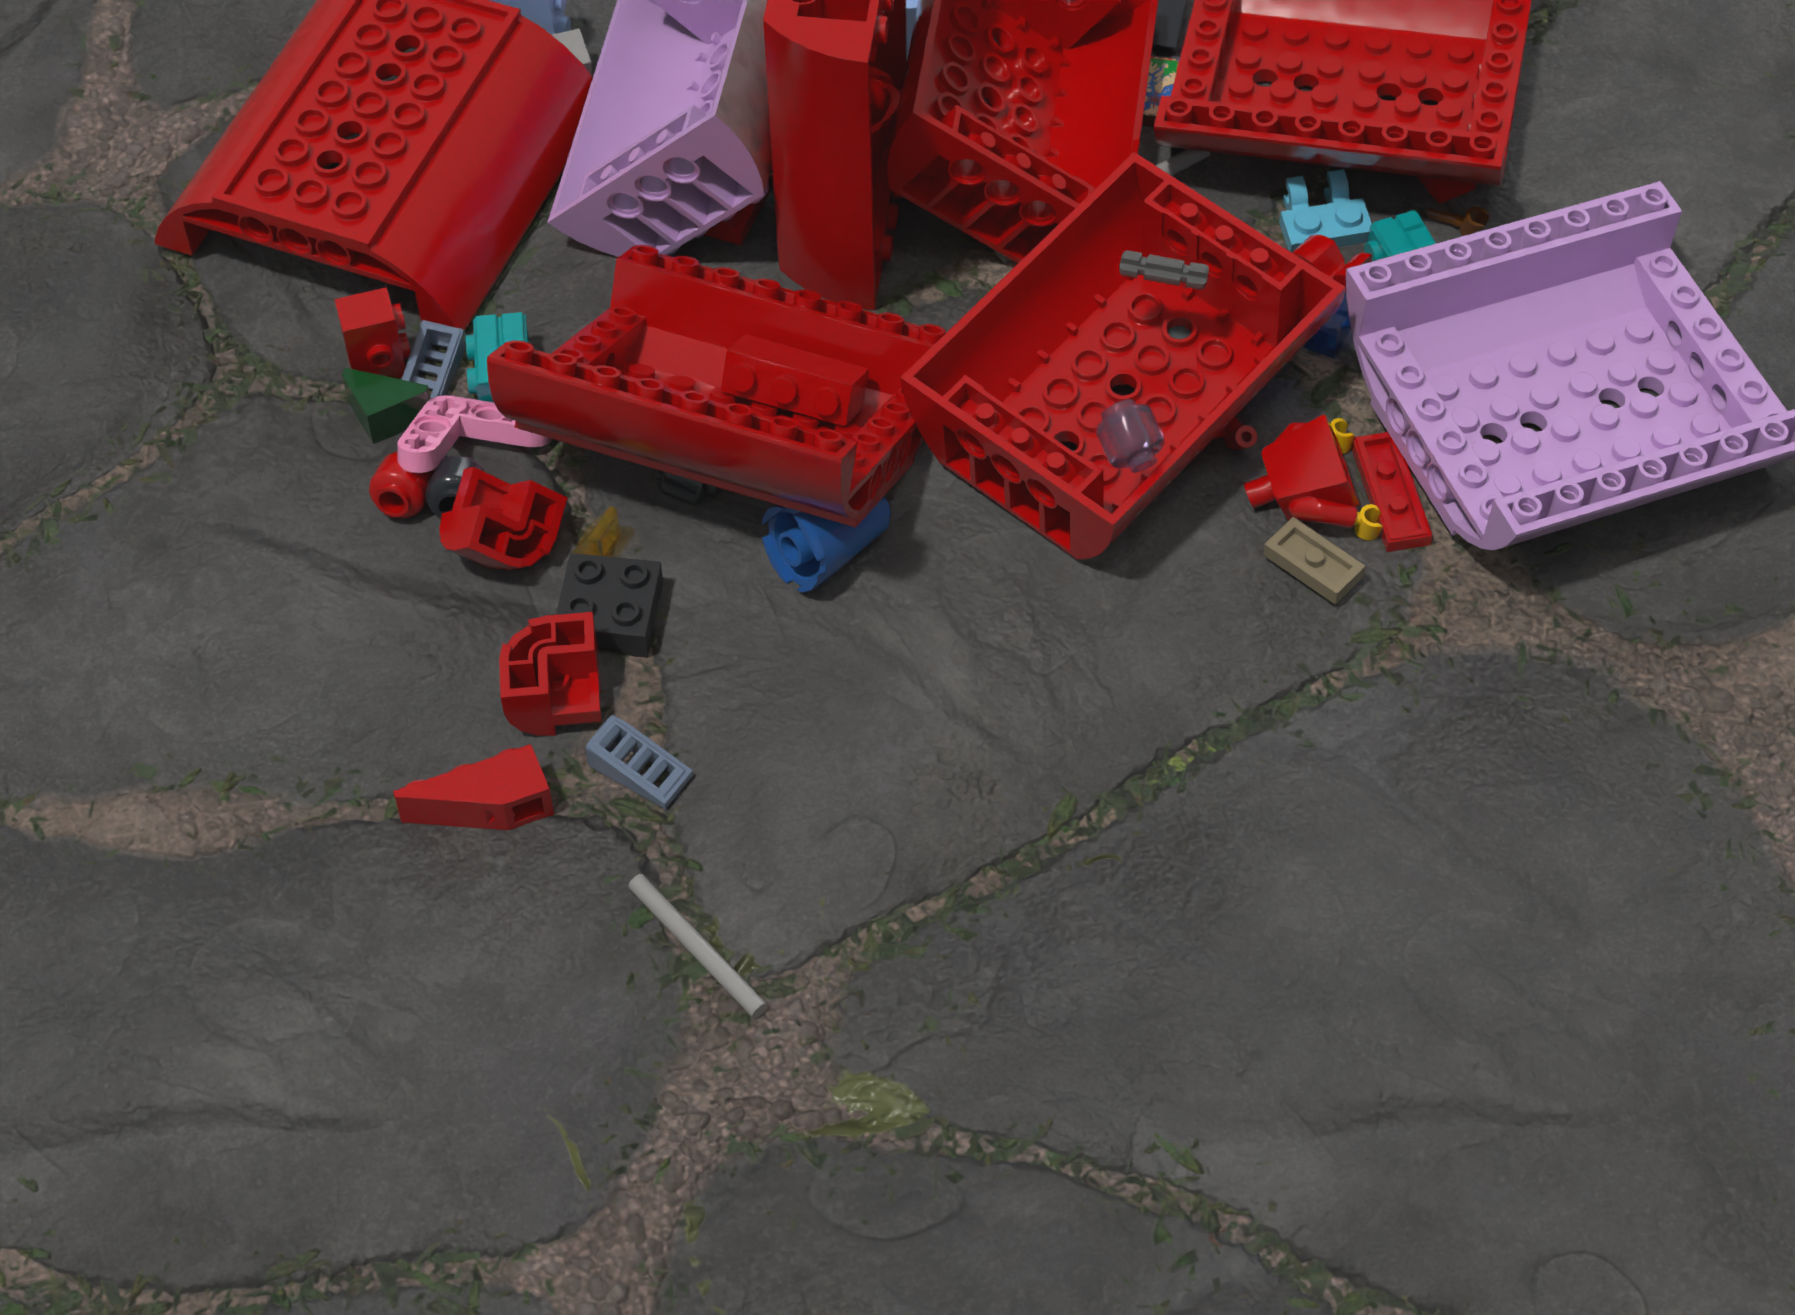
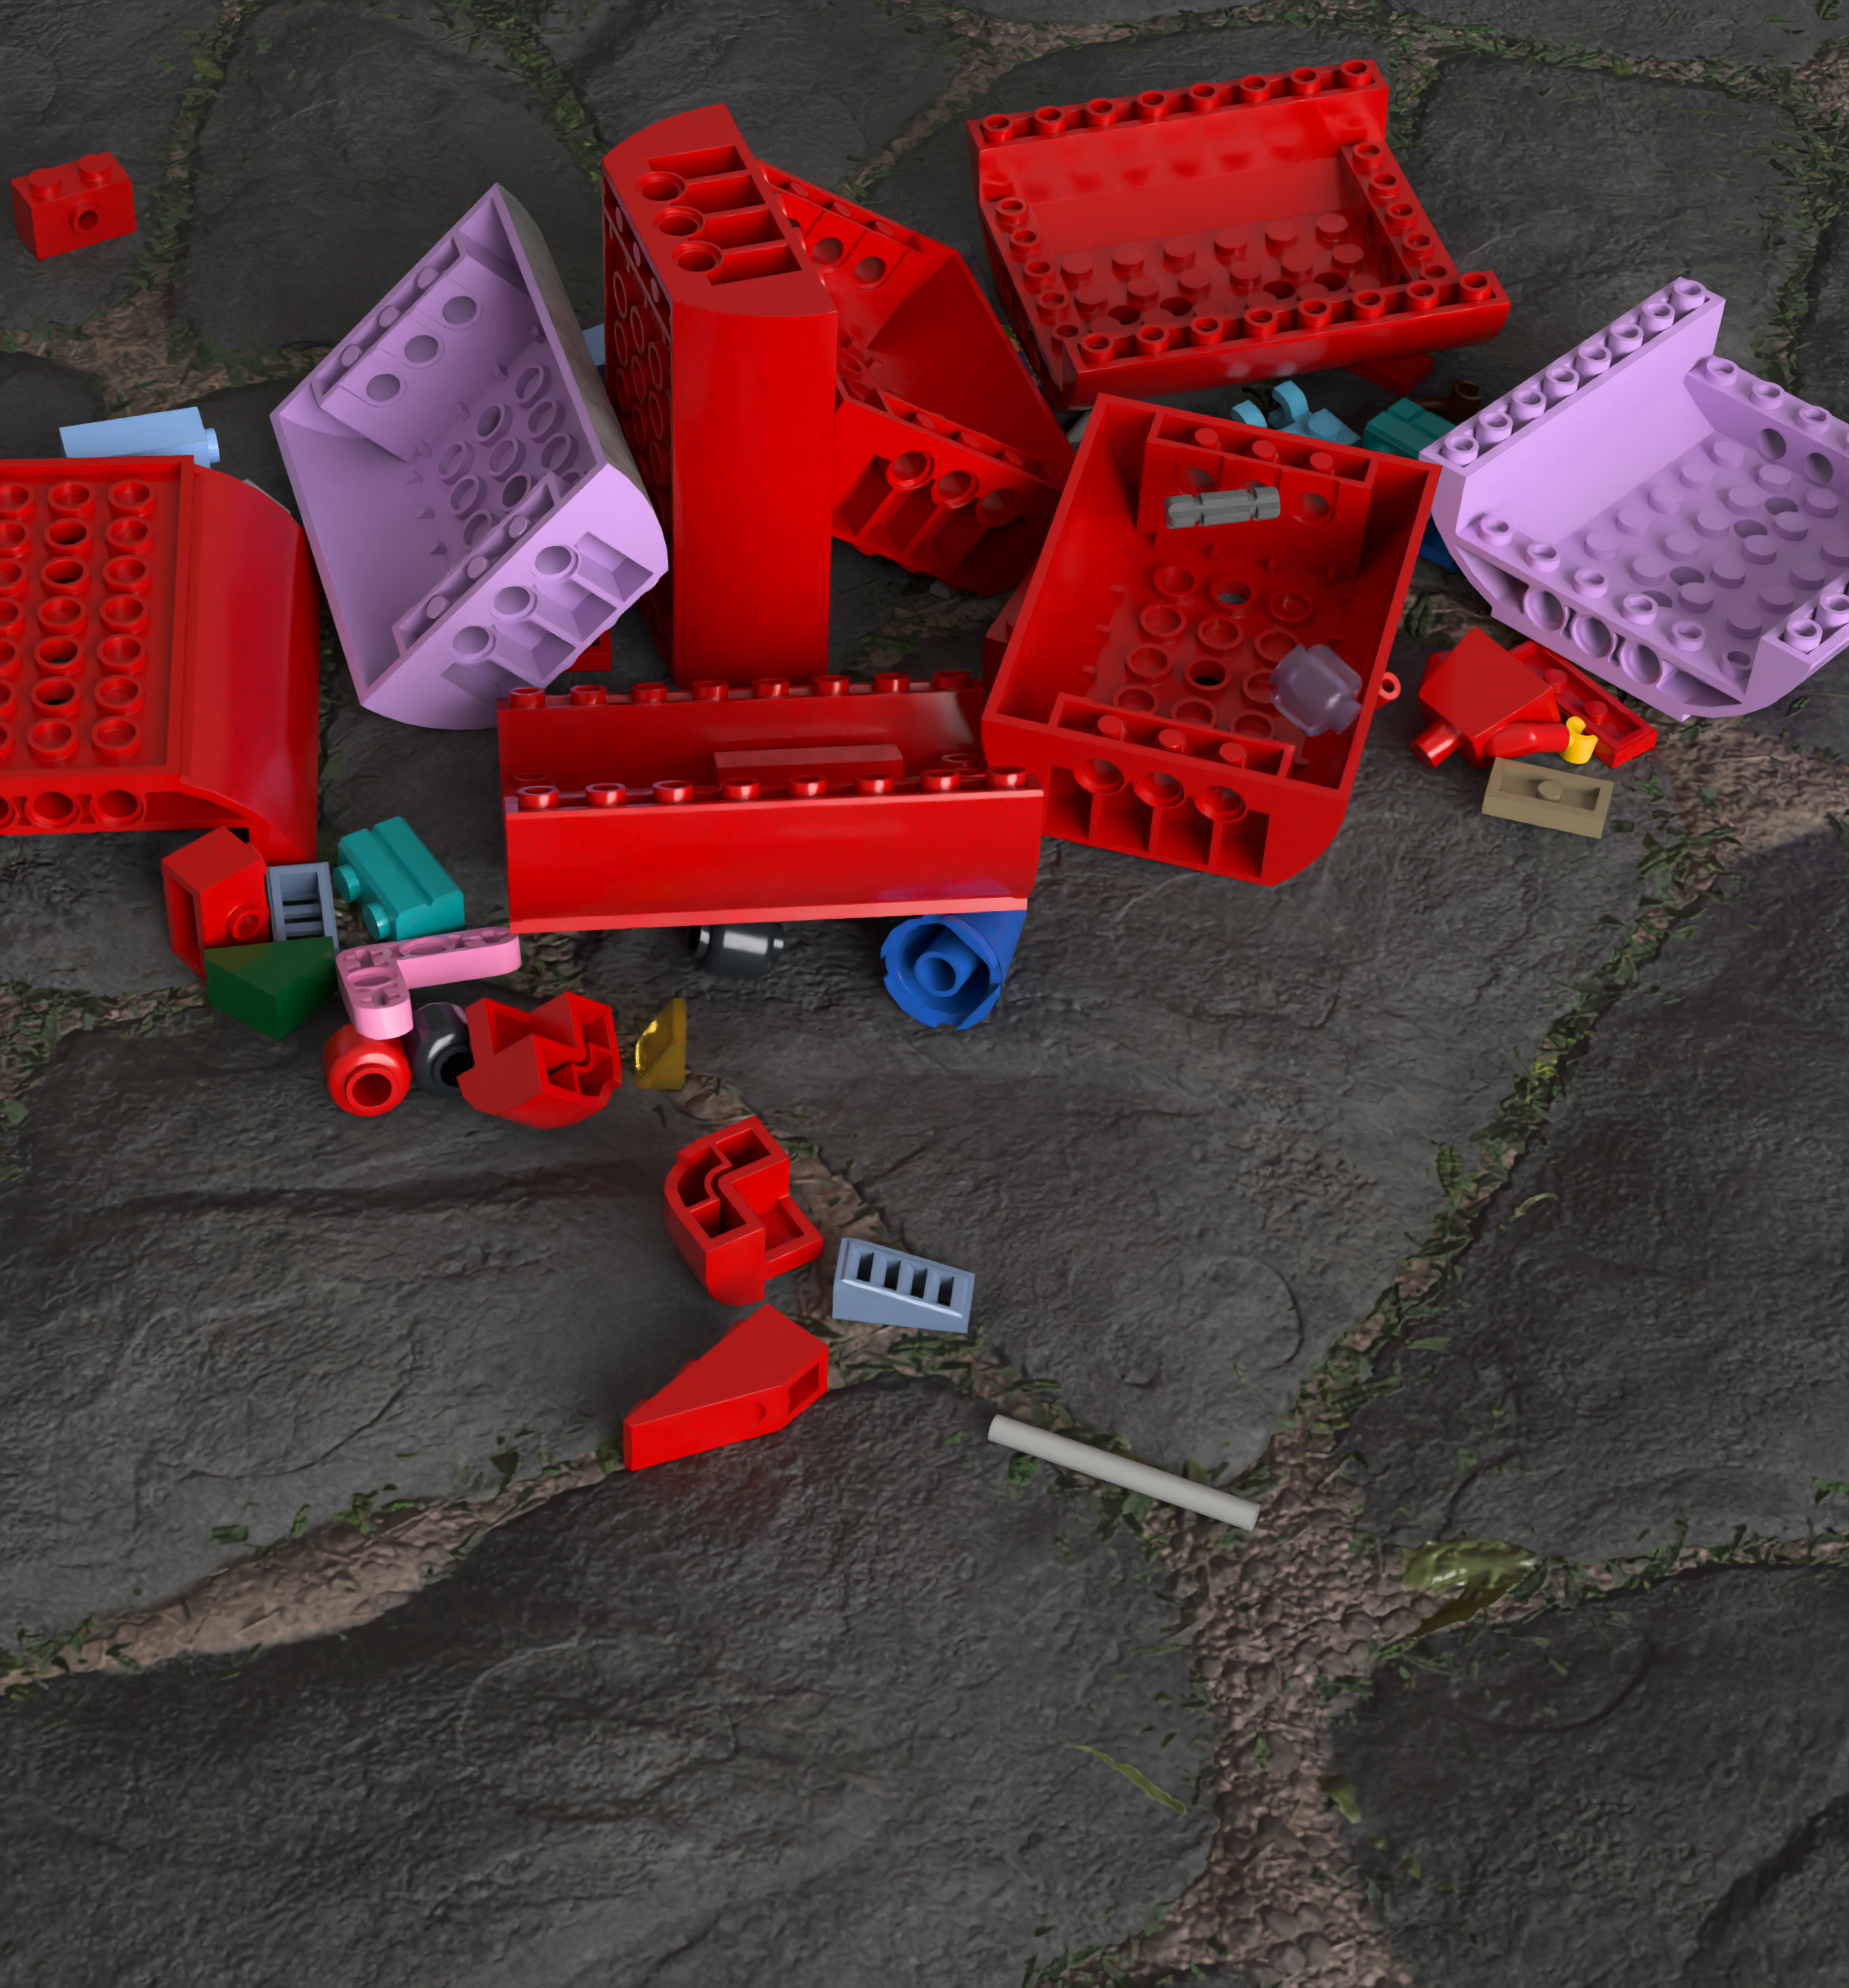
camera: 30 degrees left, 10 degrees down
(620, 595) = (734, 1087): black brick -> none

